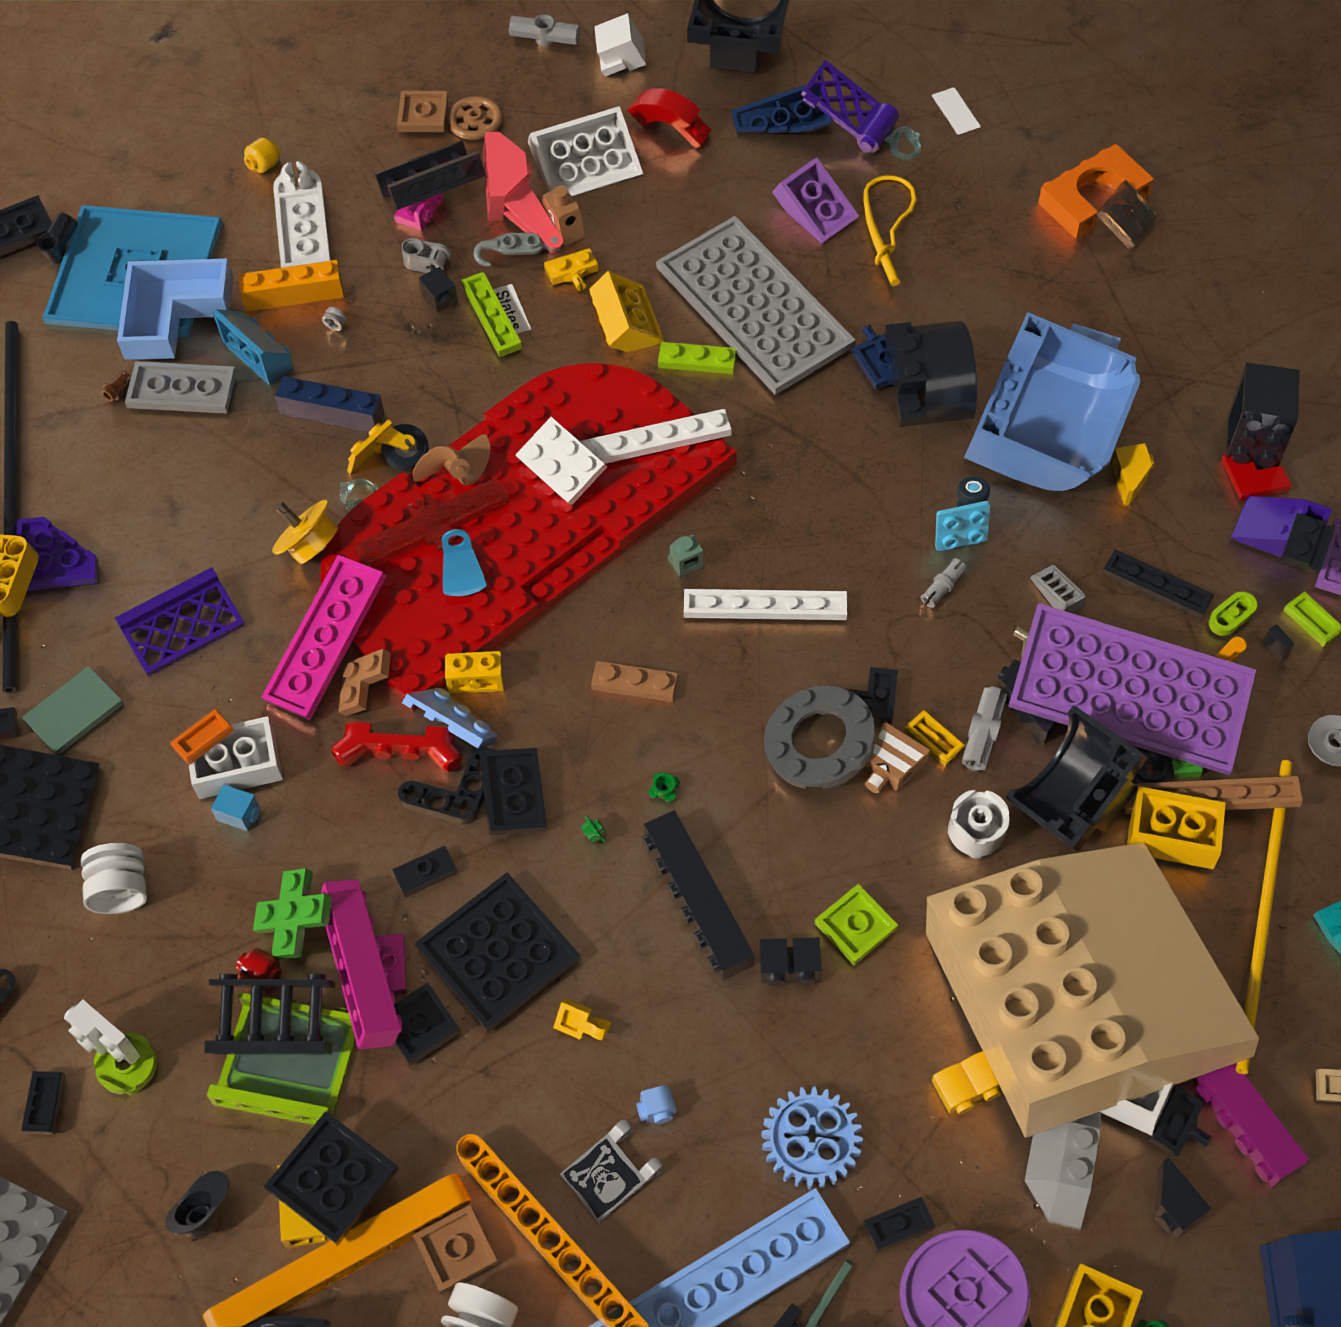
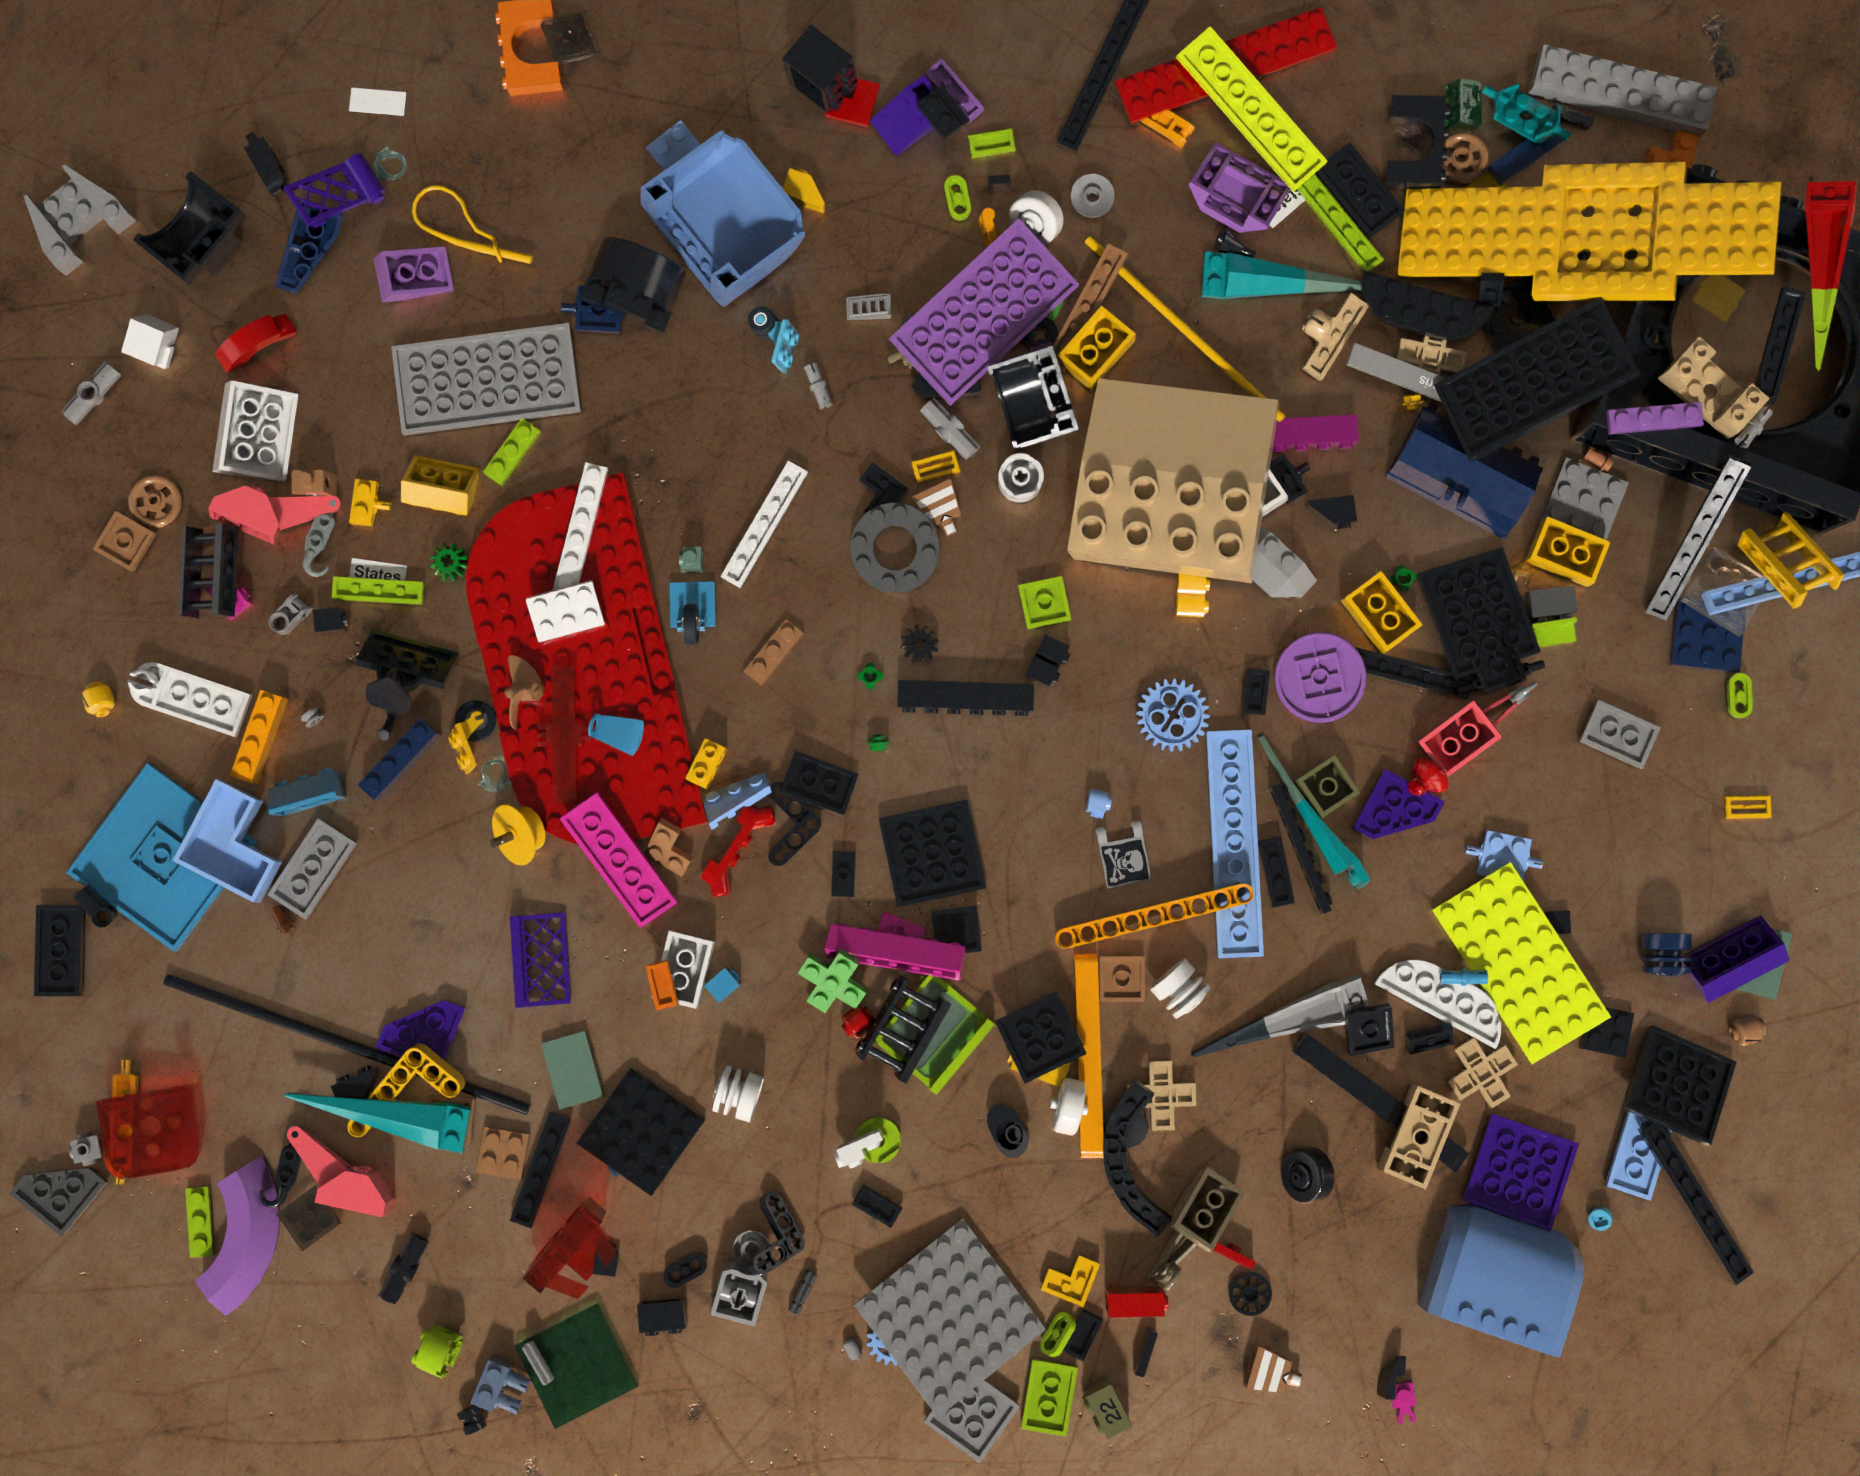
camera: 65 degrees left, 25 degrees up
(259, 1259) = (1069, 1106): none -> white wheel
(420, 351) = (404, 662): none -> black plate
(553, 353) = (440, 566): none -> green gear
(576, 1021) = (1012, 824): yellow plate -> none
(633, 581) = (692, 608): none -> dark azure plate
(726, 825) = (913, 640): none -> black gear
(838, 52) = (266, 164): none -> black piece
(1158, 584) = (903, 233): black tile -> none
(1274, 696) = (1039, 213): none -> white wheel

